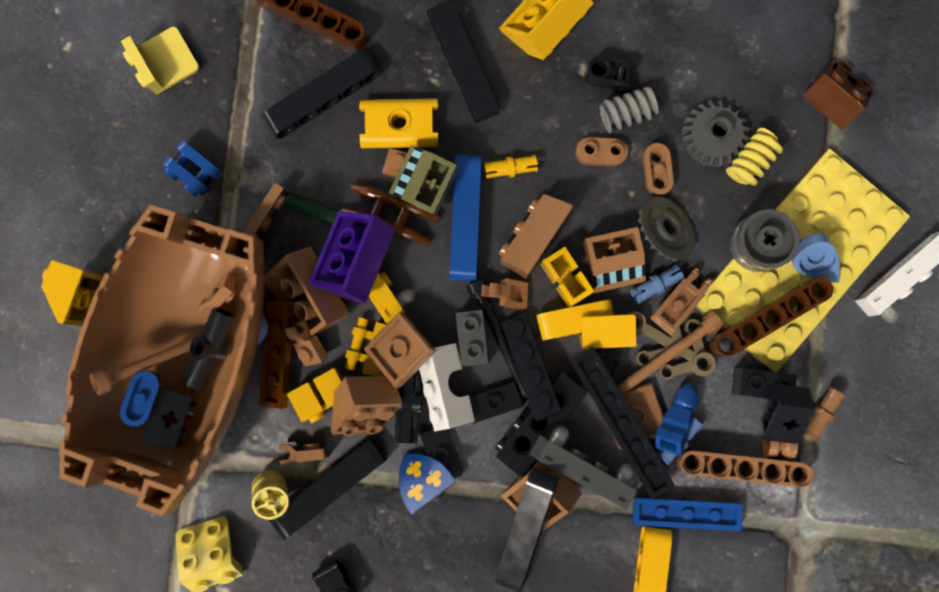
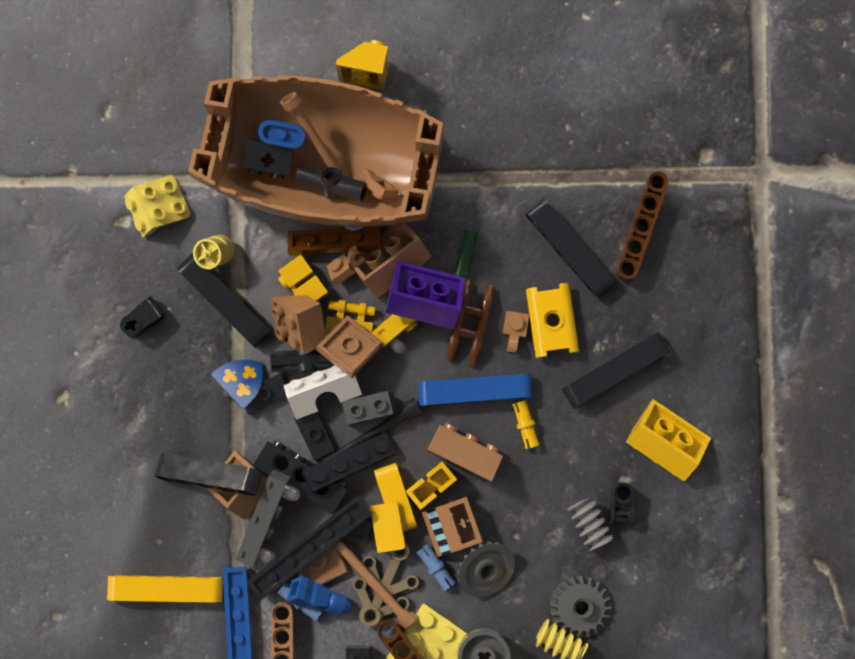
camera: 75 degrees right, 0 degrees up
(161, 60) = (582, 103): light yellow bracket -> none
(193, 184) = (475, 147): blue brick -> none
(262, 218) = (450, 211): medium nougat hinge -> none
(310, 453) = (252, 280): medium nougat plate -> none
(424, 179) = (500, 348): olive slope -> none
(511, 293) = (411, 438): medium nougat plate -> none
(602, 152) = (551, 504): medium nougat plate -> none
(658, 170) = (539, 556): medium nougat plate -> none
(680, 303) = (421, 589): medium nougat hinge -> none

